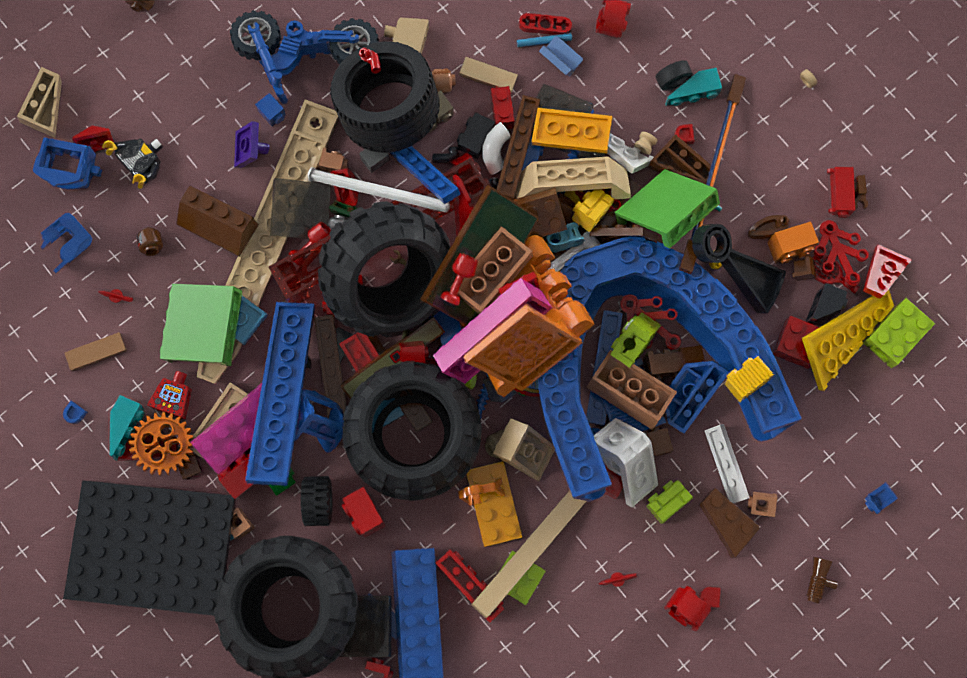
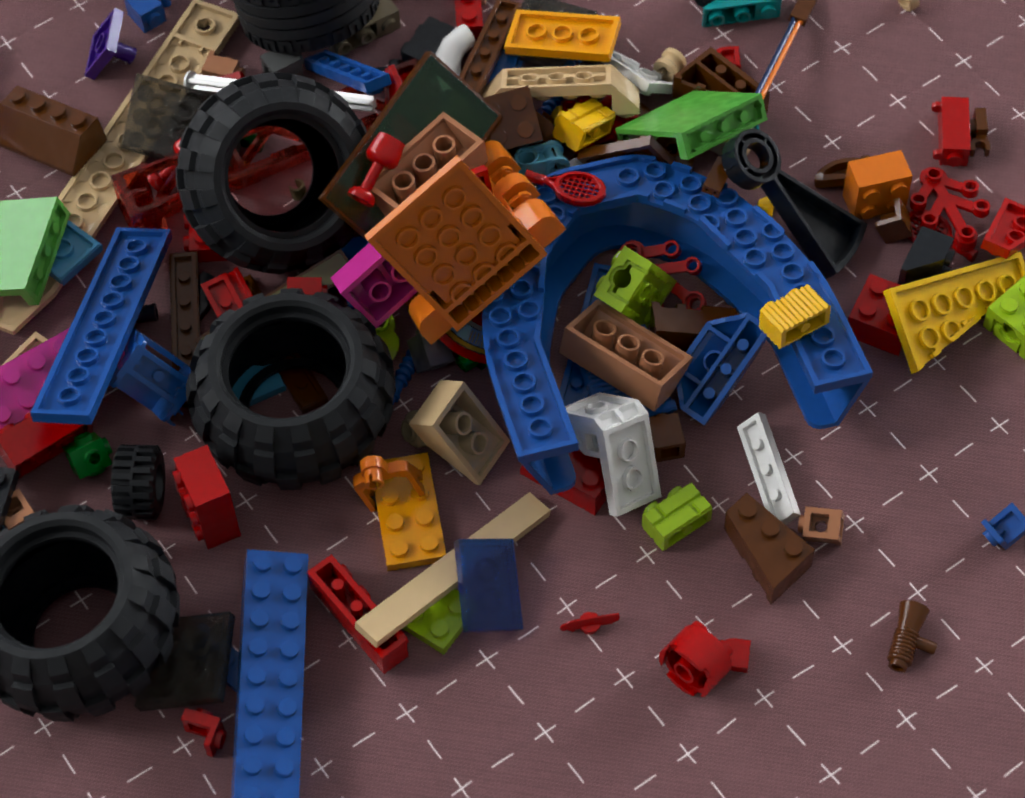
camera: 10 degrees right, 20 degrees down
(552, 563) = (488, 585): none -> clear blue tile
(569, 263) = (572, 199): none -> red piece

